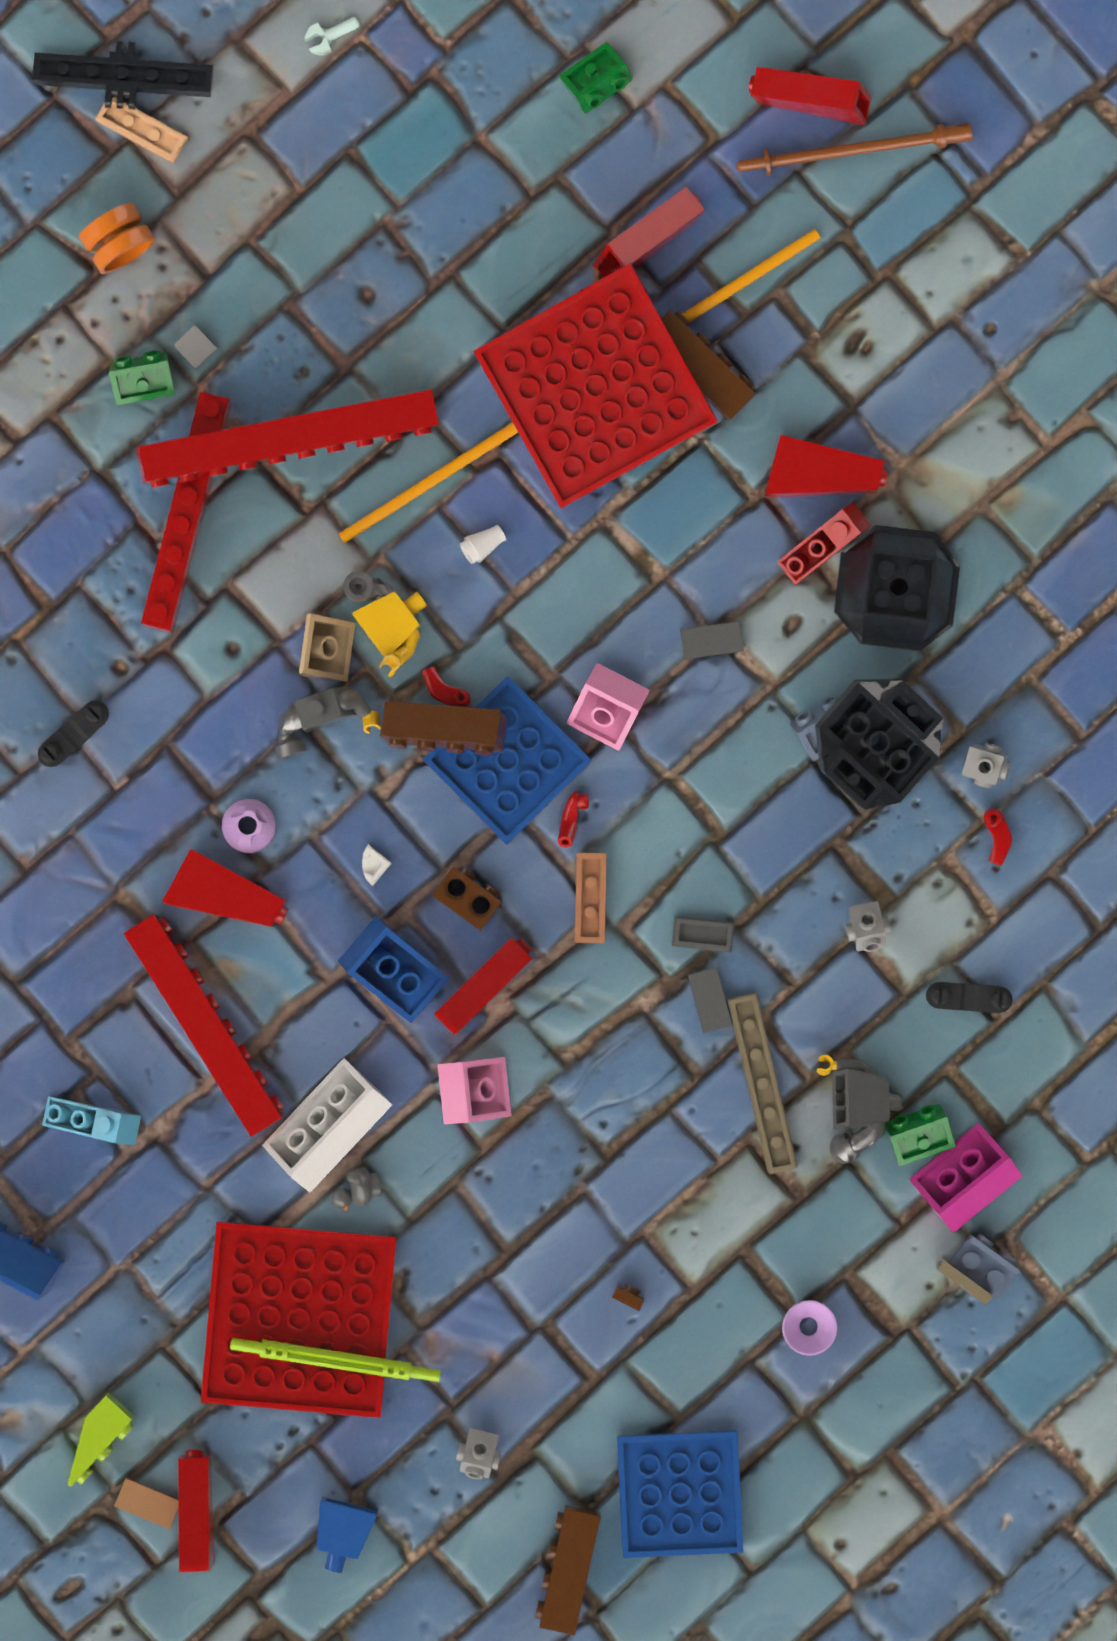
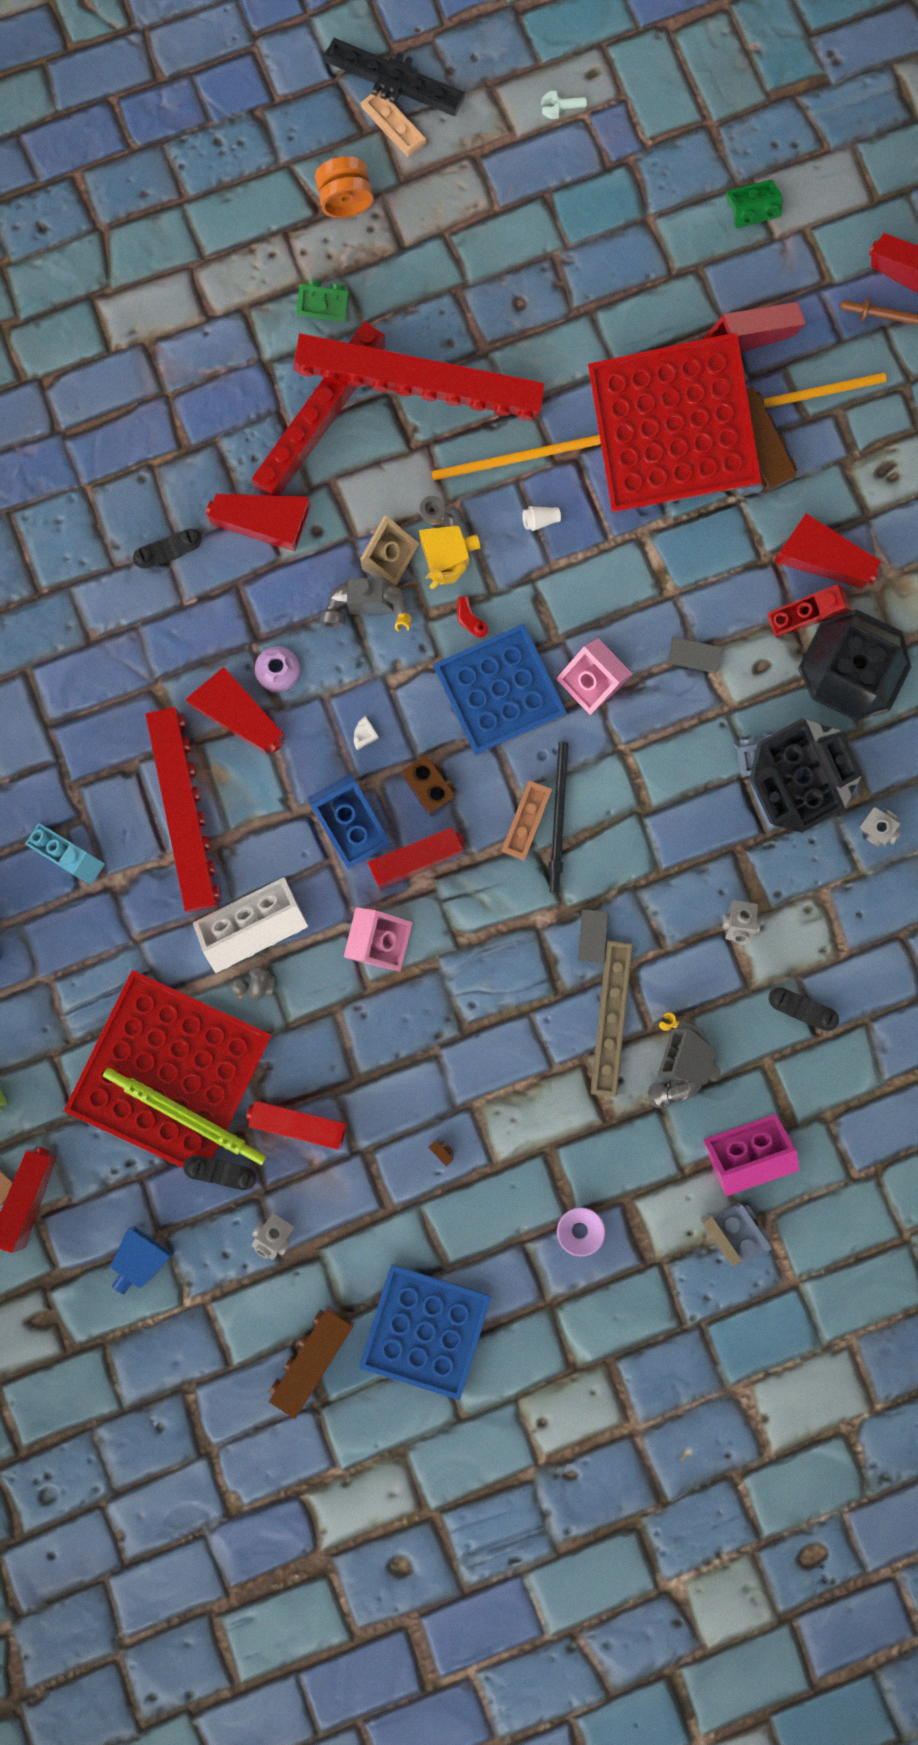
camera: 15 degrees right, 5 degrees down
(168, 659) = (261, 517): none -> red slope
(195, 346) = (373, 293): light grey slope -> none
(396, 1406) = (219, 1172): none -> black piece
(443, 727) = (459, 643): reddish brown brick -> none
(461, 1324) = (297, 1124): none -> red slope
(570, 818) = (533, 752): red arm -> none
(641, 936) = (555, 866): none -> black bar
(703, 934) = (605, 882): dark grey tile -> none
(920, 1134) = (726, 1106): green bracket -> none
(1000, 833) = (873, 888): red arm -> none

